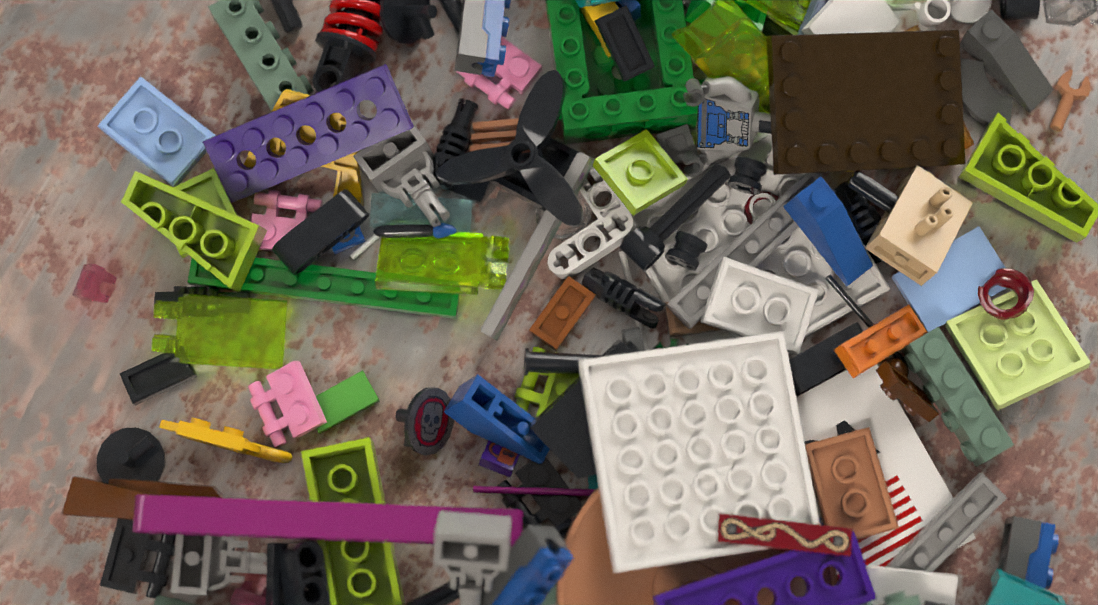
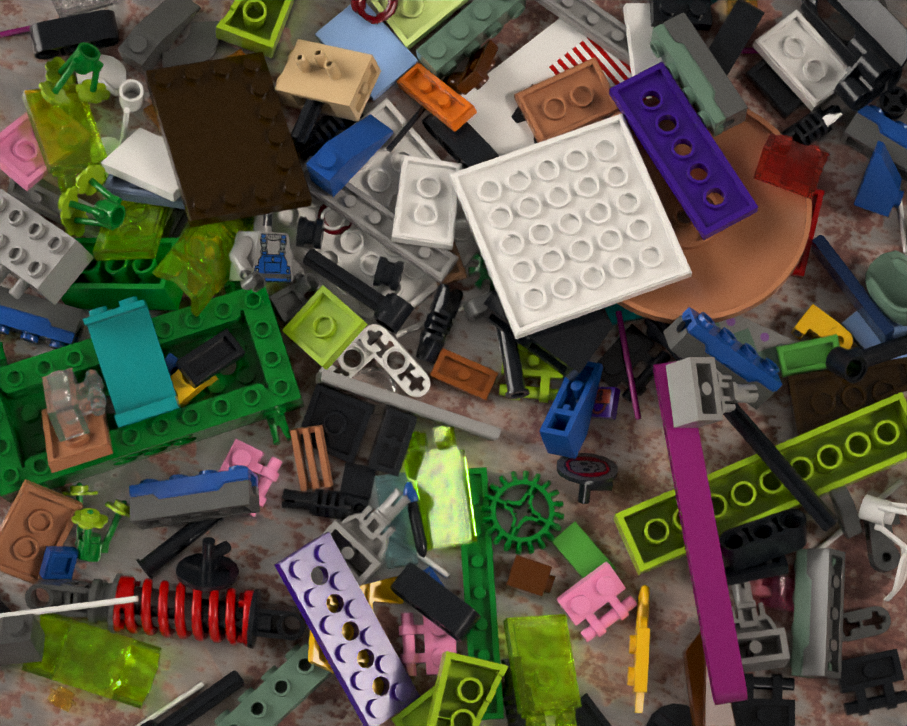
camera: 100 degrees left, 0 degrees up
(328, 339) = (530, 577): none -> reddish brown brick
(407, 332) = (535, 518): none -> green gear
(501, 219) = (392, 441): none -> black hinge
(533, 132) = (307, 423): black piece -> none
(784, 534) = (627, 142): sticker -> none

